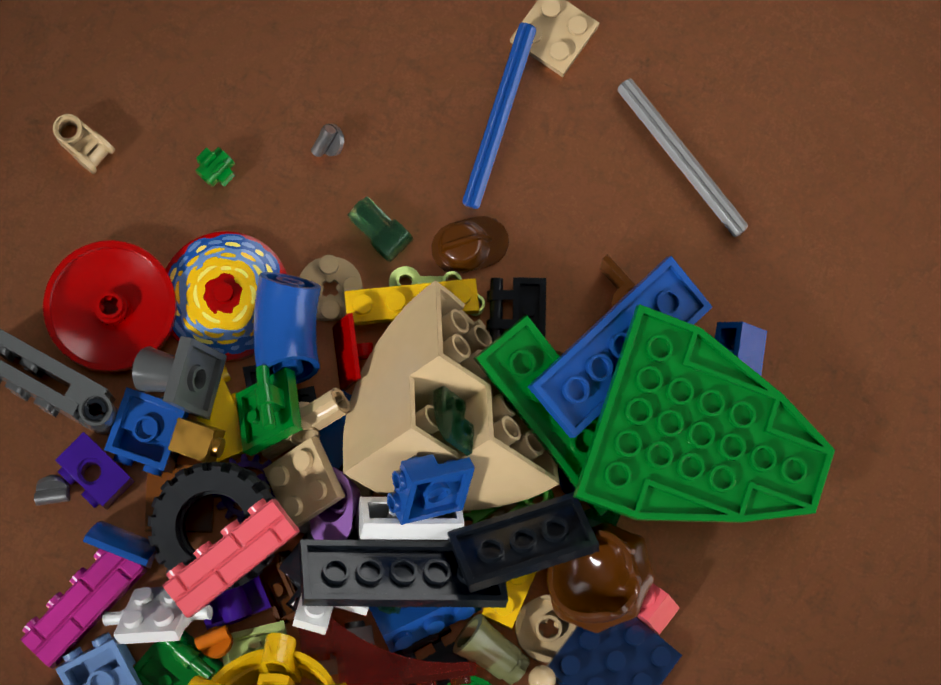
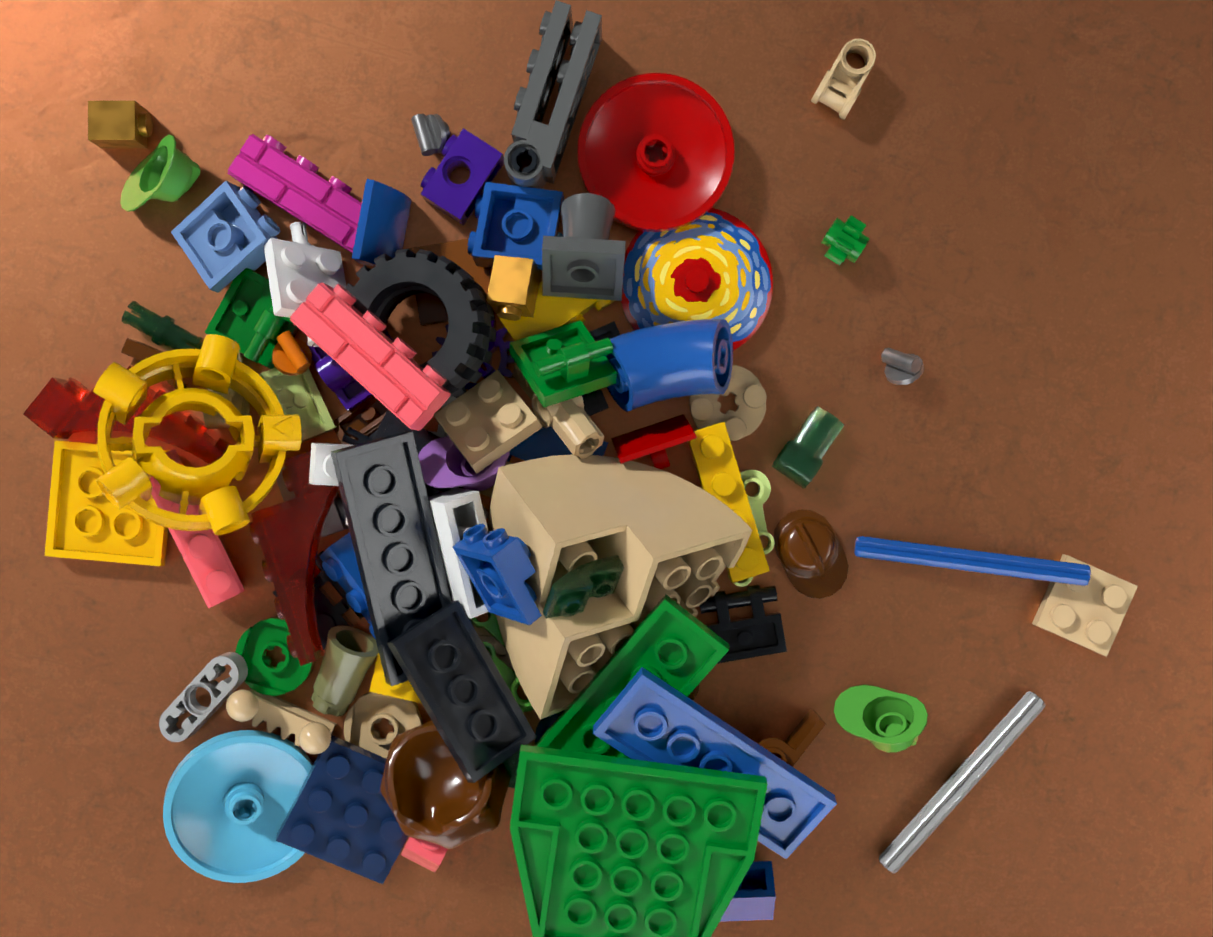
camera: 80 degrees right, 10 degrees up
(615, 209) = (881, 716): none -> bright green piece

